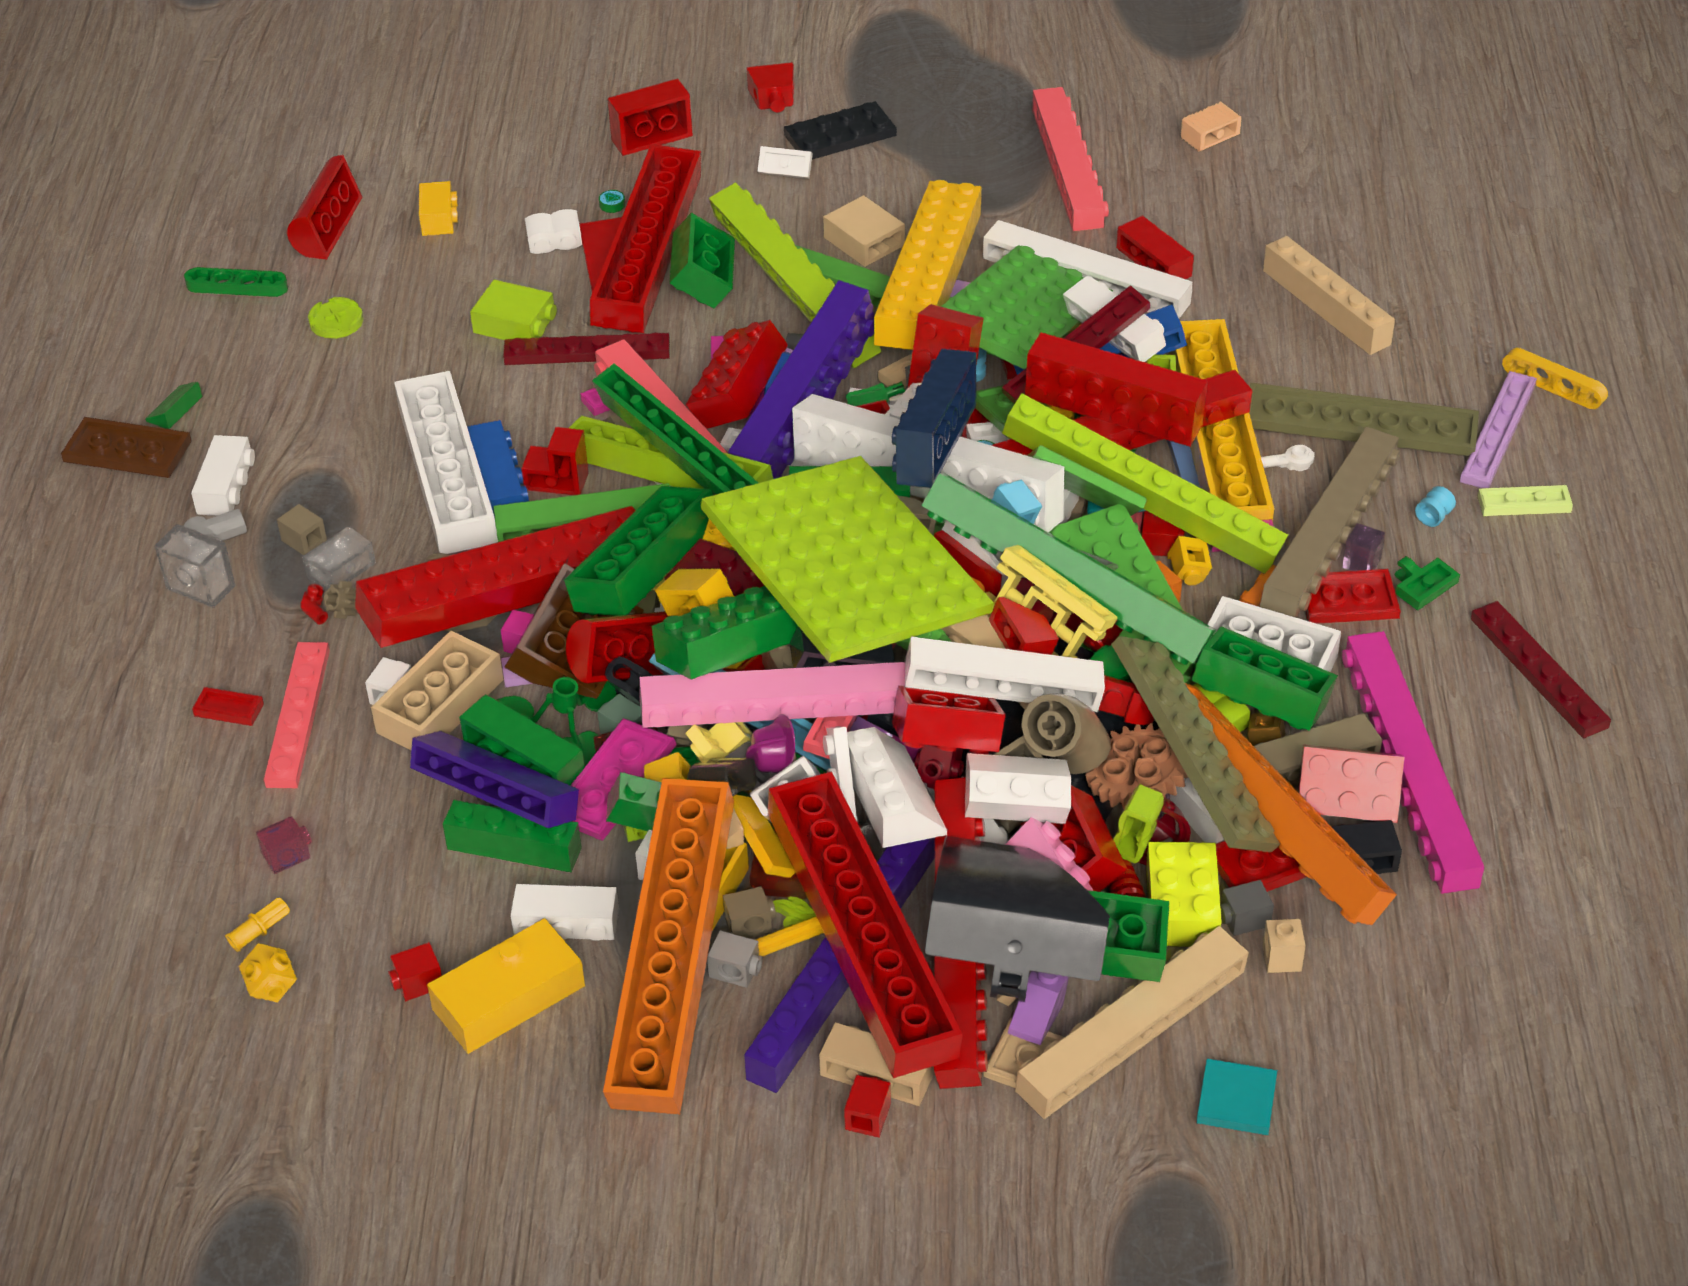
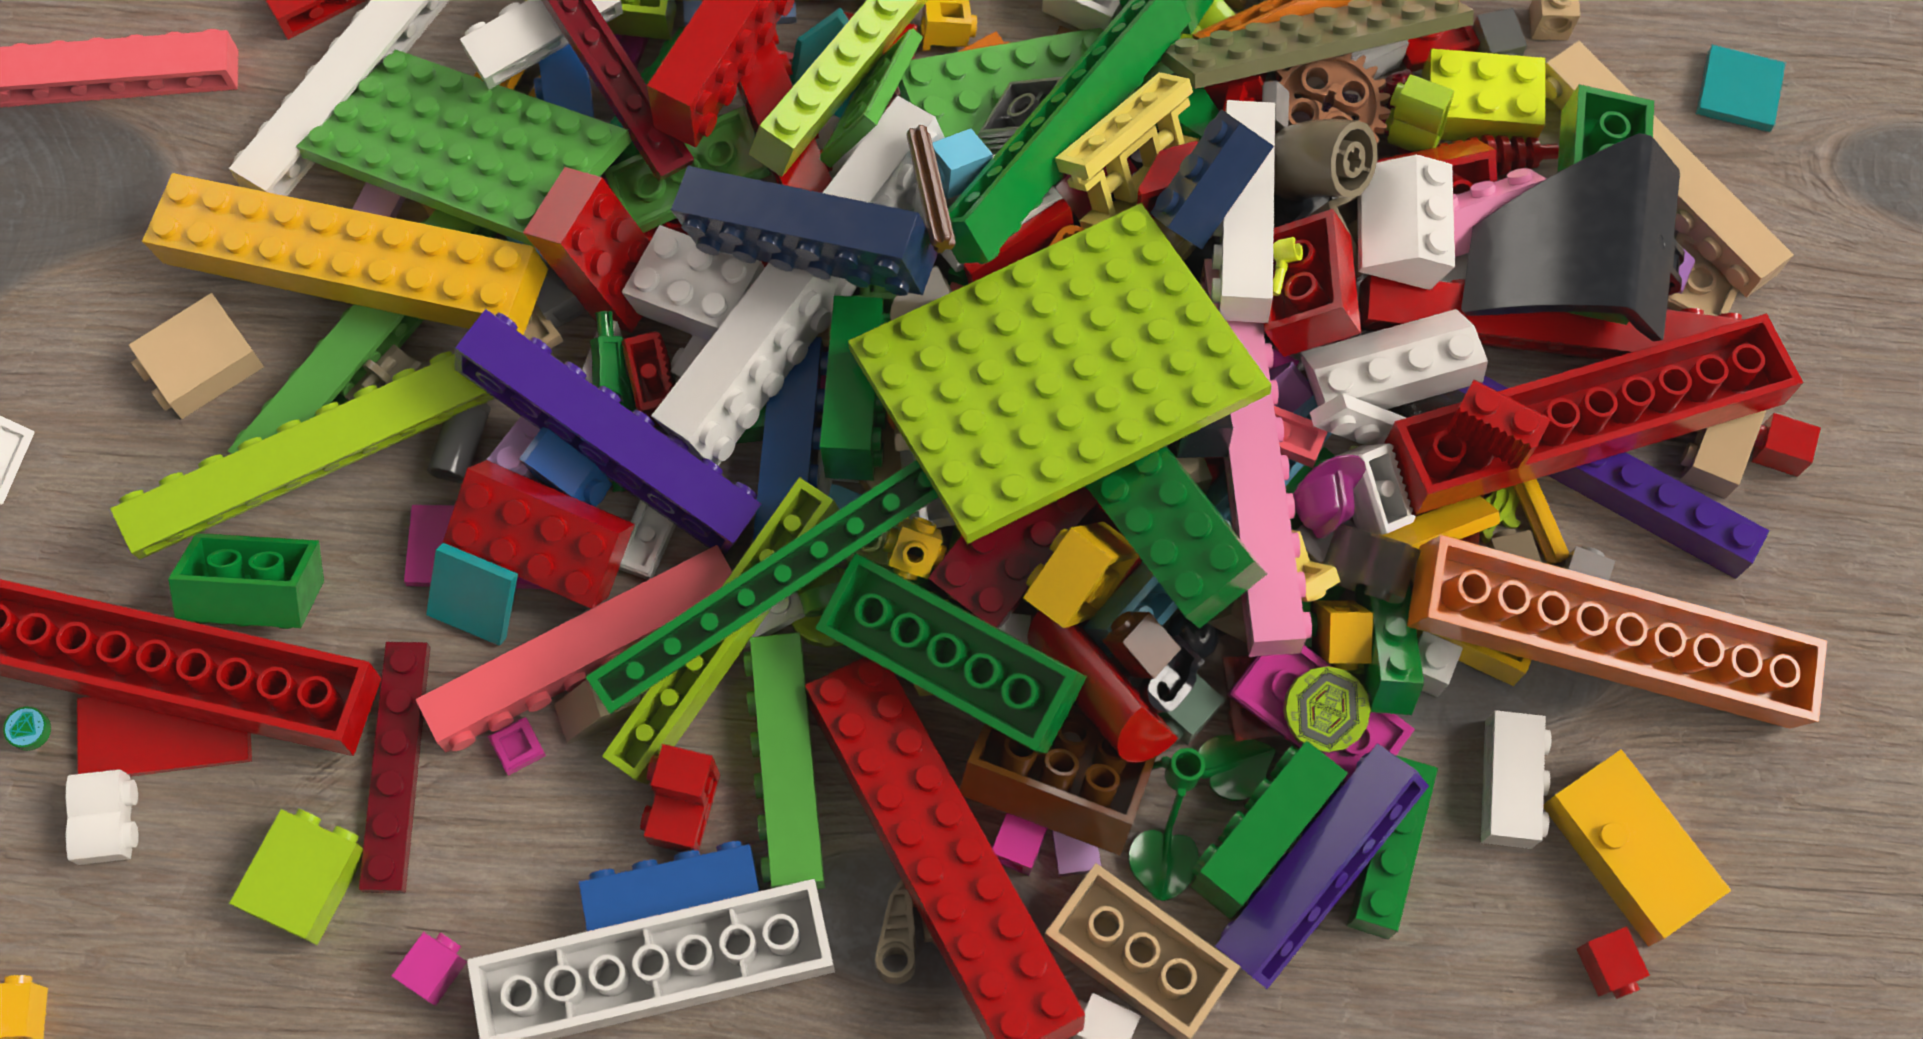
camera: 90 degrees left, 25 degrees up
(459, 366) = (430, 967): none -> dark pink brick
(603, 765) = (1327, 708): none -> tile
(643, 653) = (1141, 644): none -> brick
(698, 358) = (471, 594): none -> teal tile
(825, 818) = (1498, 424): none -> red brick
(954, 689) = (1284, 252): none -> neon yellow hand
(972, 466) = (930, 189): none -> reddish brown axle
(1012, 626) = (1211, 179): none -> dark blue brick
(1122, 718) = (1278, 94): none -> light grey tile

